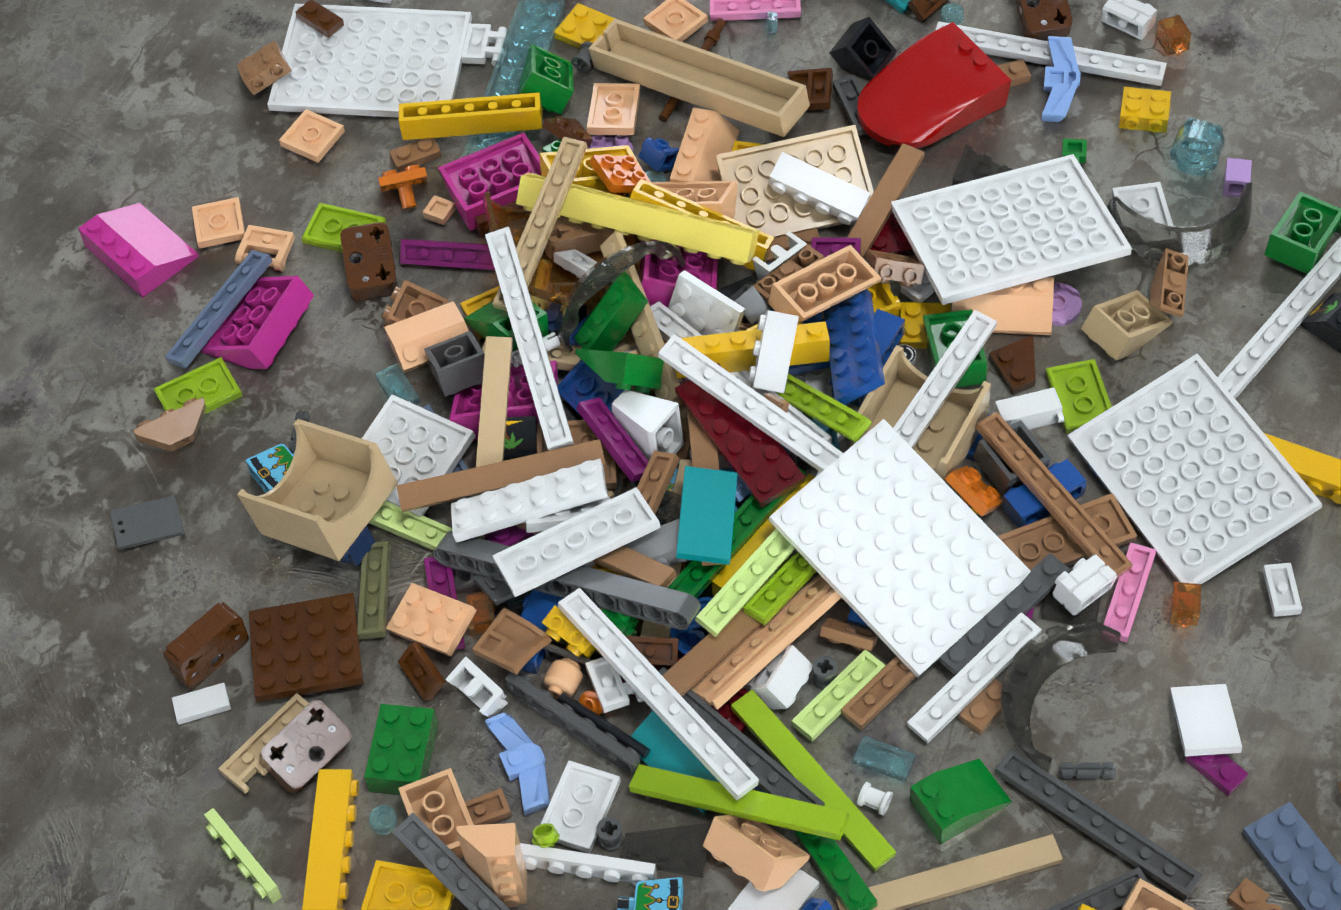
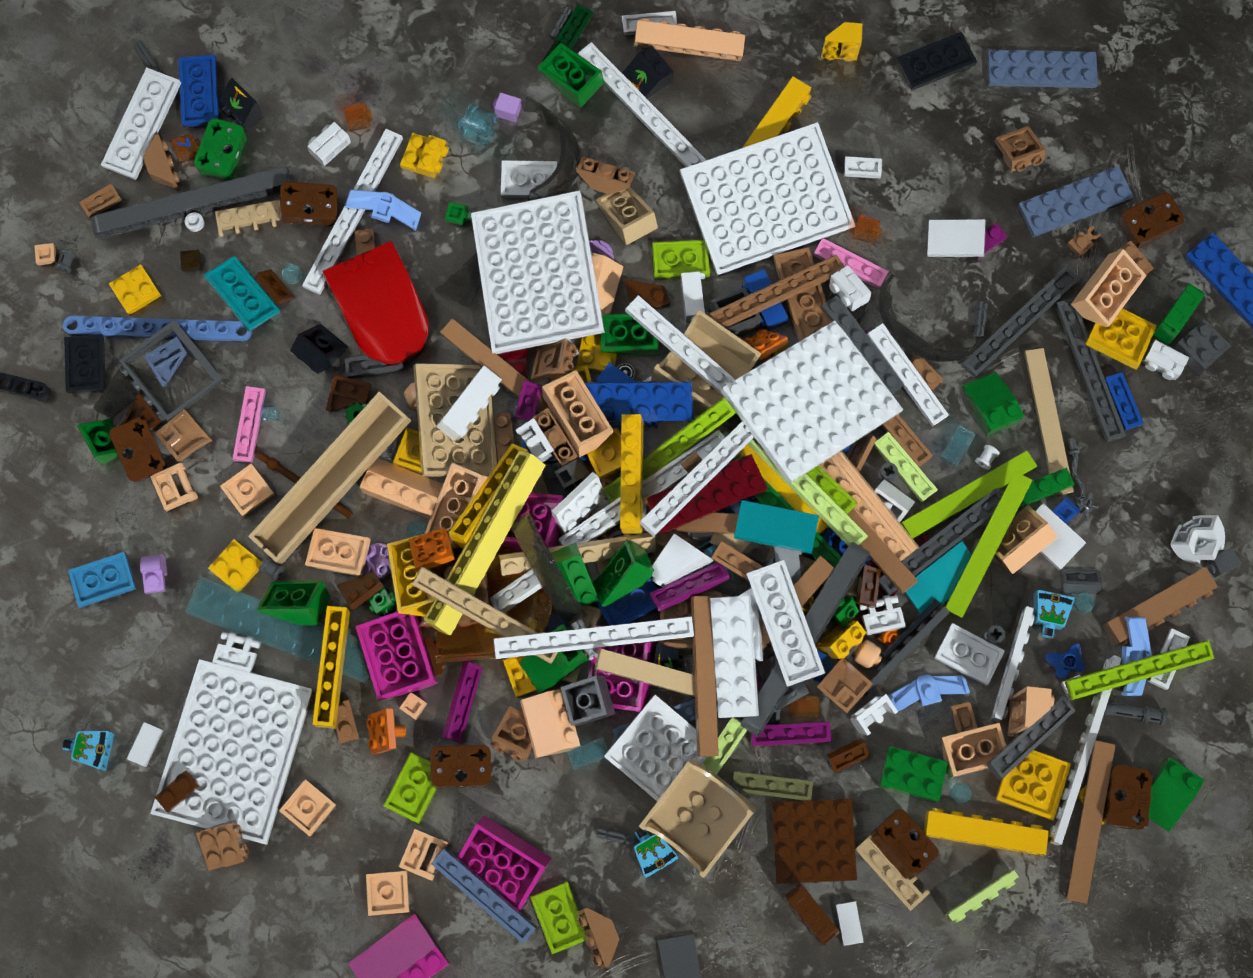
camera: 90 degrees left, 20 degrees up
(431, 619) = (809, 743): light nougat plate -> none
(545, 835) = (996, 673): lime plate -> none
(658, 154) = (395, 523): blue brick -> none
(658, 694) = (910, 584): white plate -> none
(773, 351) = (649, 454): white brick -> none

